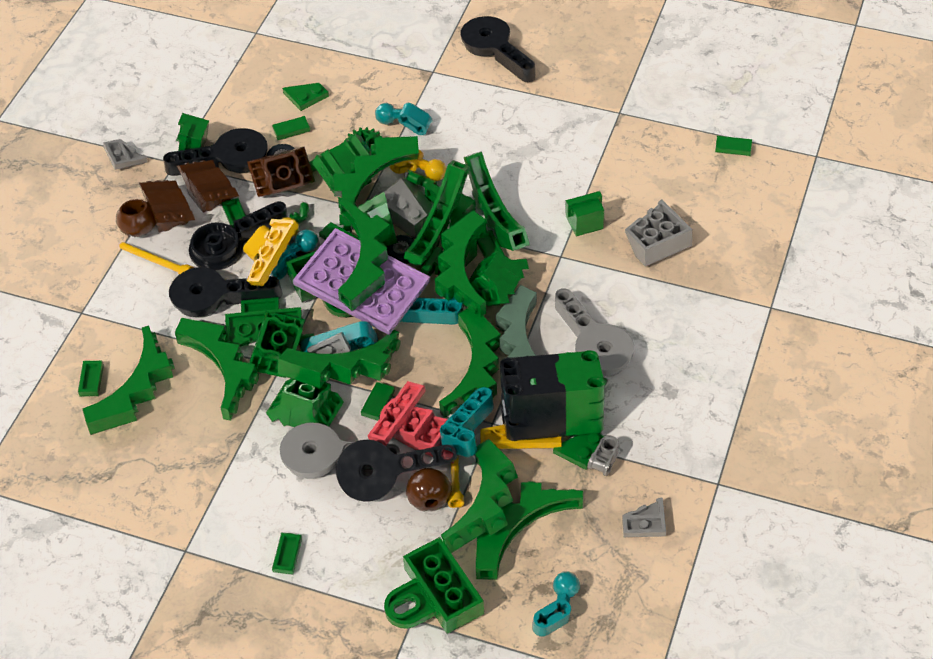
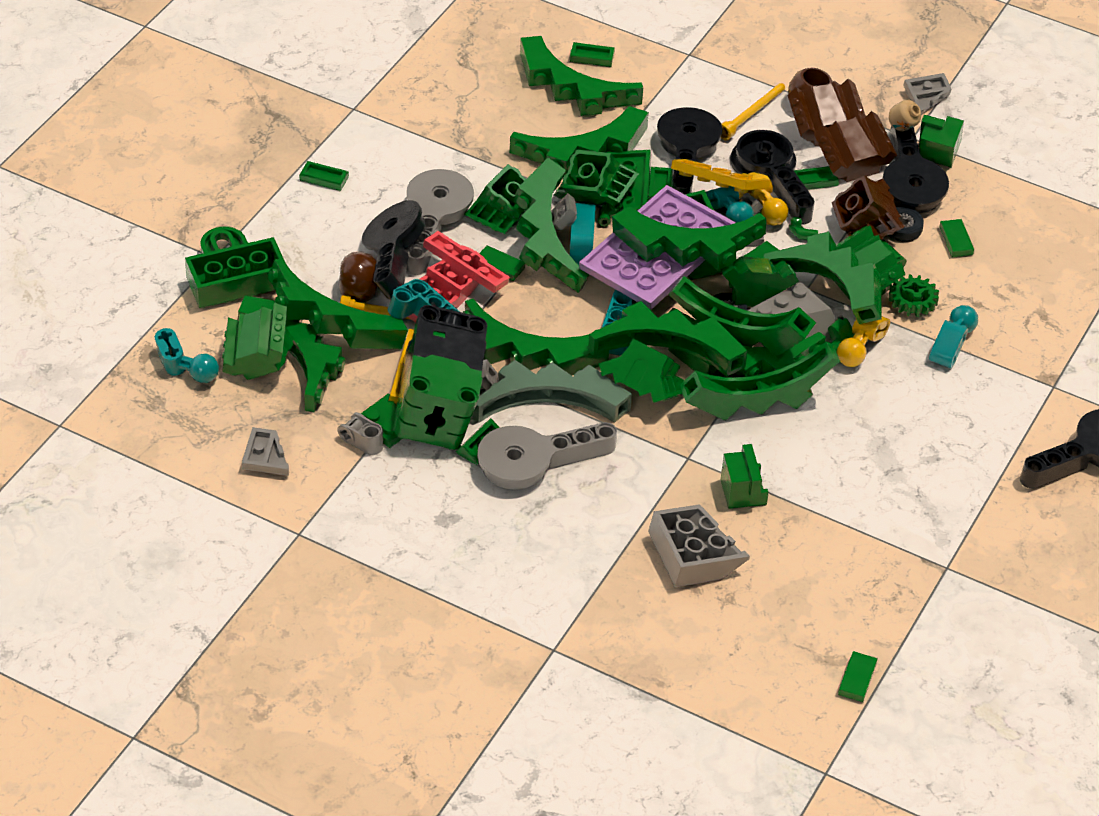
camera: 95 degrees right, 5 degrees down
(178, 147) = (904, 115): none -> tan head
(305, 95) = (1017, 257): green wing -> none
(539, 539) = (256, 343): none -> green slope

